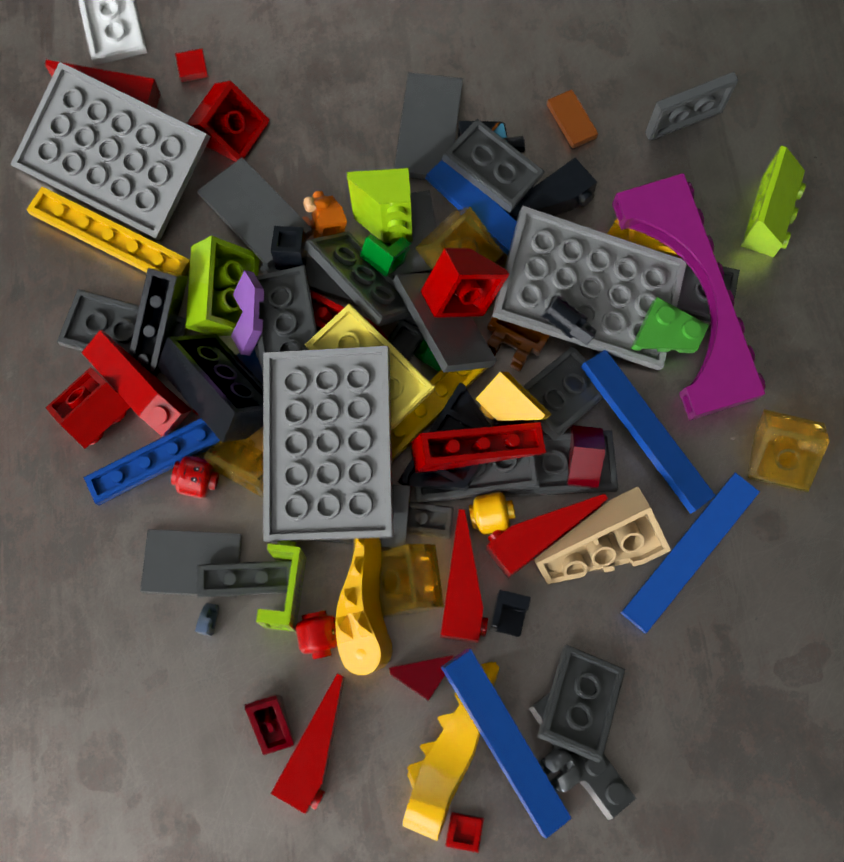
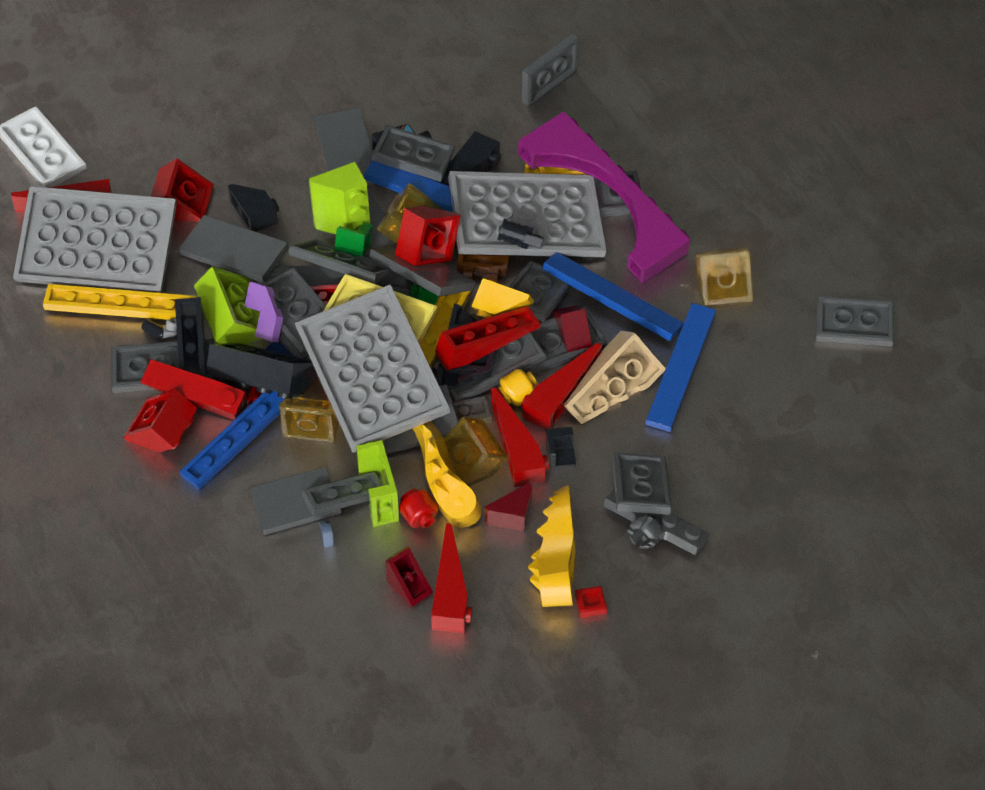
camera: 20 degrees left, 20 degrees down
(132, 282) = (162, 331): none -> arm
(191, 65) = (130, 165): red tile -> none
(194, 477) = (271, 438): red head -> none
(288, 247) = (275, 258): black panel -> none
(298, 167) = (253, 207): none -> black slope
(326, 215) = (294, 230): orange piece -> none
(506, 743) = (595, 522): blue tile -> none
(572, 119) = (460, 109): dark orange tile -> none
(669, 329) = (600, 223): bright green wing -> none
(775, 205) = (644, 117): lime slope -> none

